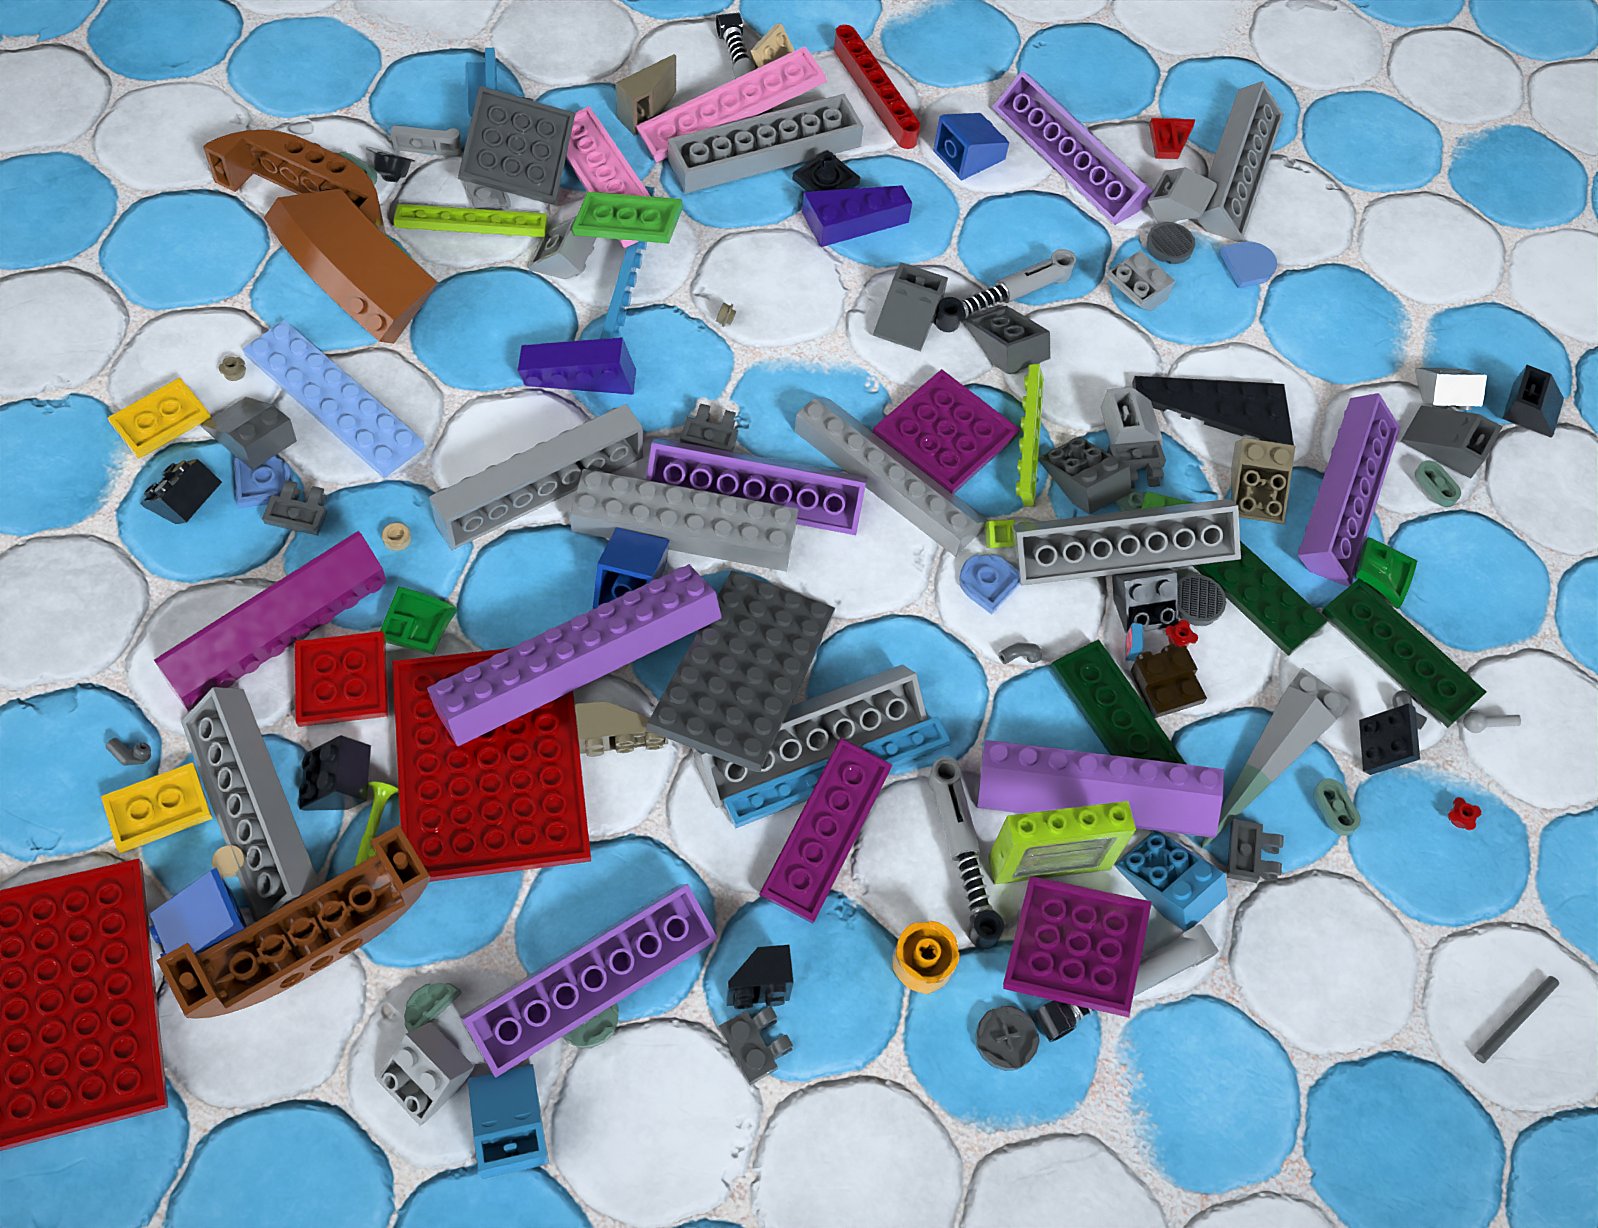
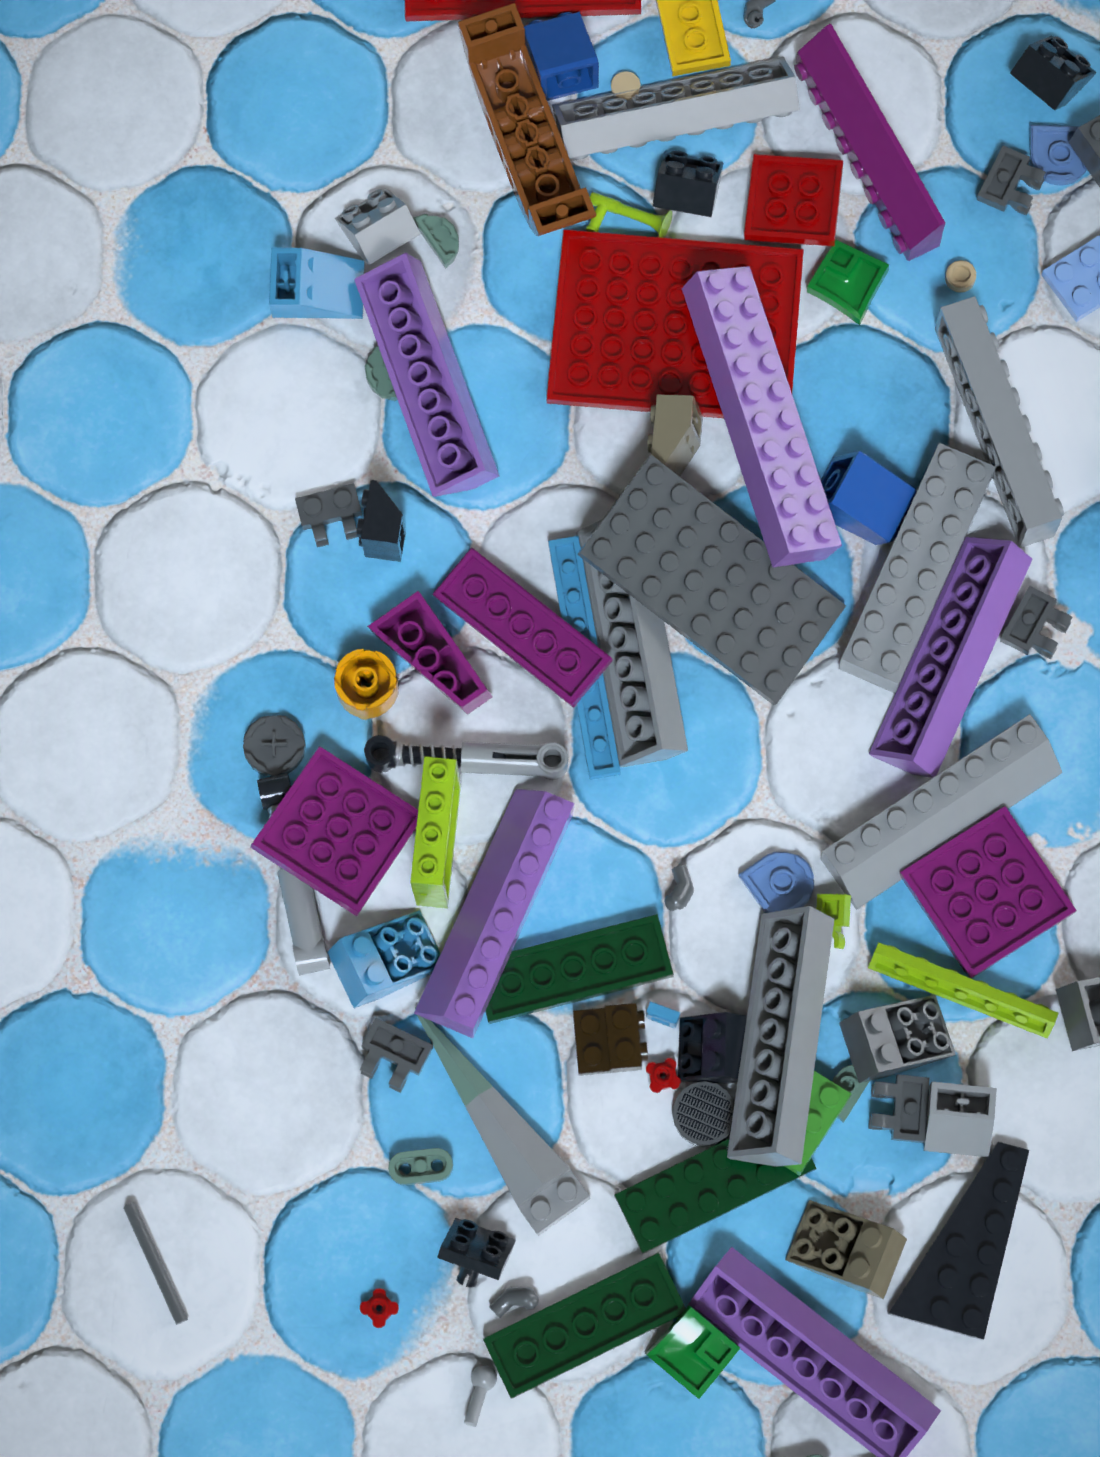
camera: 115 degrees right, 15 degrees up
(870, 910) = (425, 644): none -> magenta wedge

